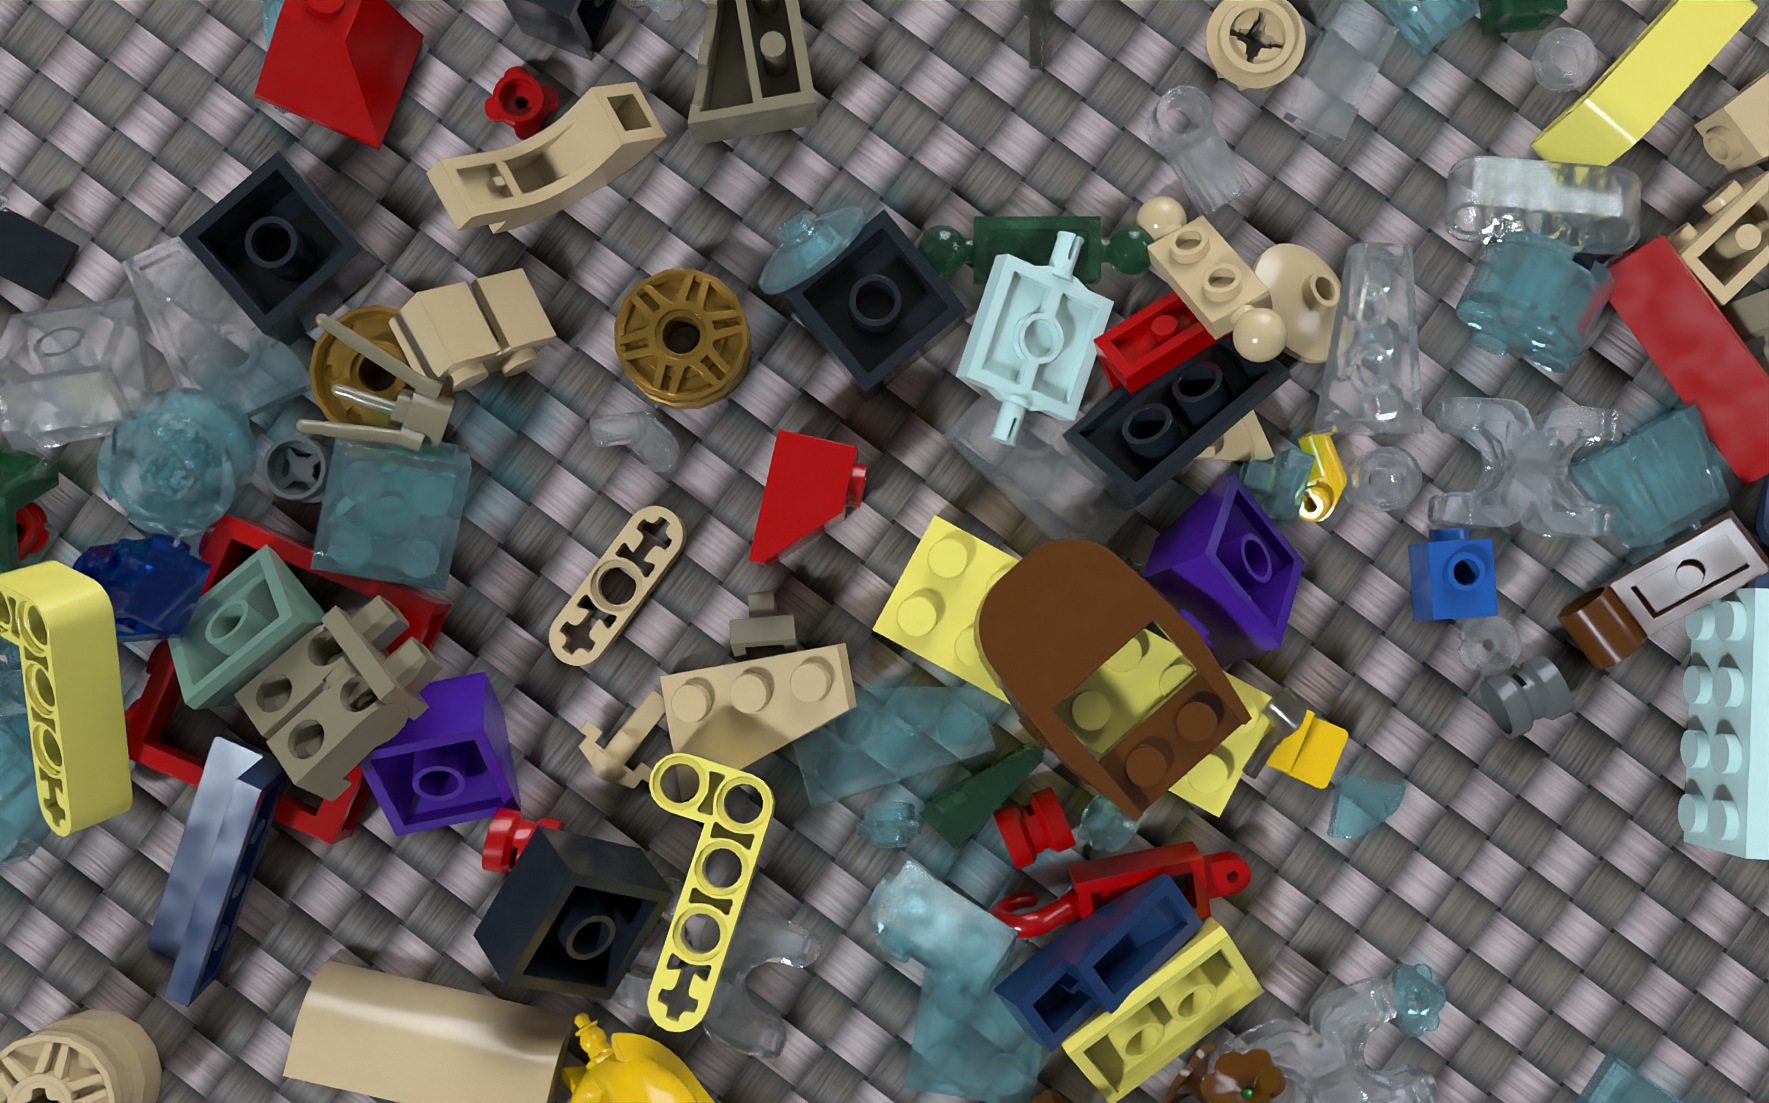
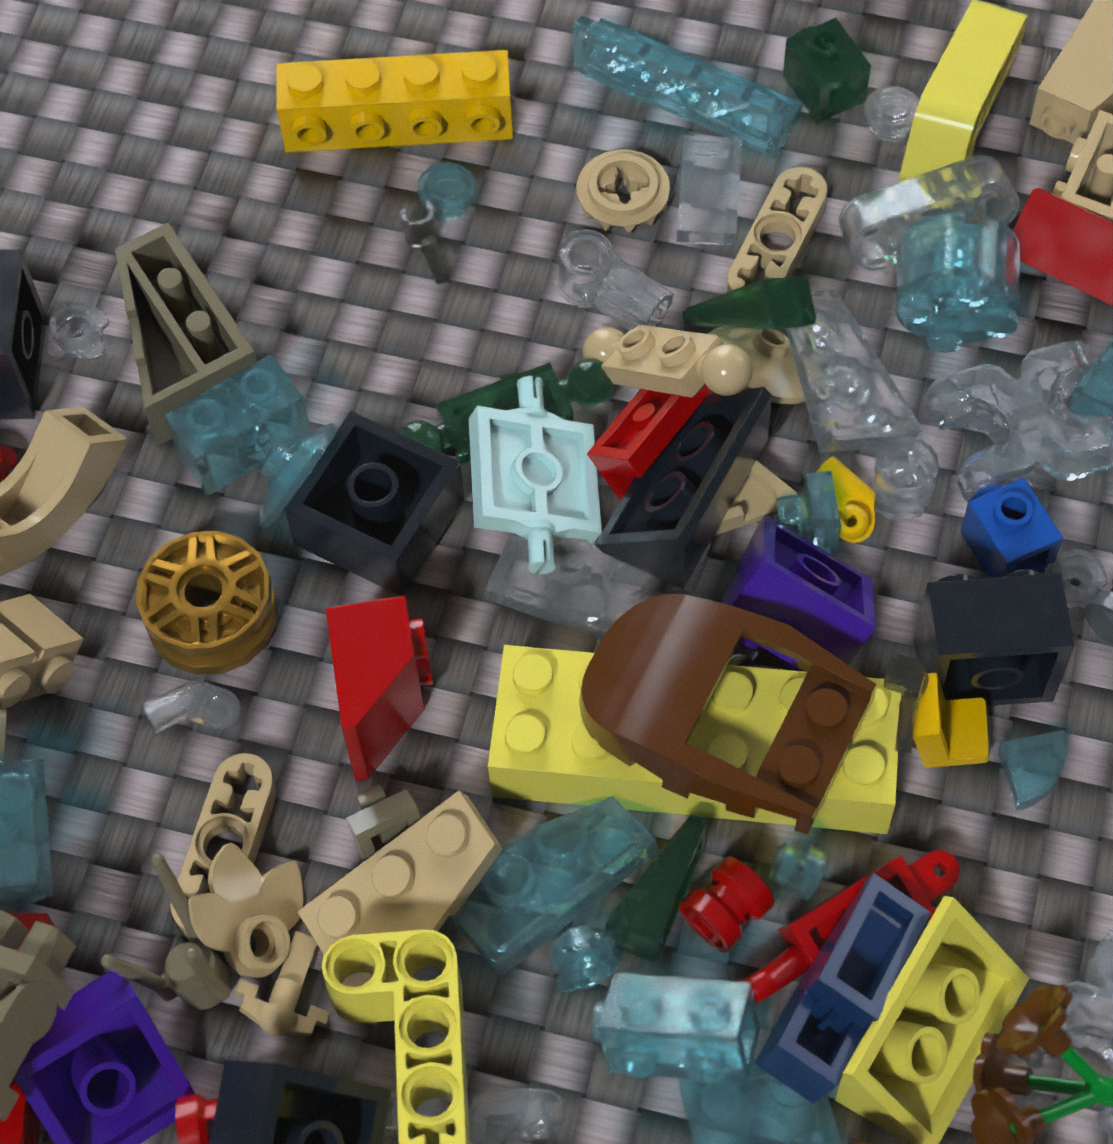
camera: 15 degrees left, 25 degrees down
(547, 698) = (190, 968): none -> dark tan plant
(617, 659) = (244, 905): none -> tan plate
(777, 161) = (238, 424): none -> clear light blue brick
(1325, 254) = (759, 305): none -> clear green slope
(1386, 692) = (996, 636): none -> black brick
(1406, 162) = (776, 218): none -> tan beam

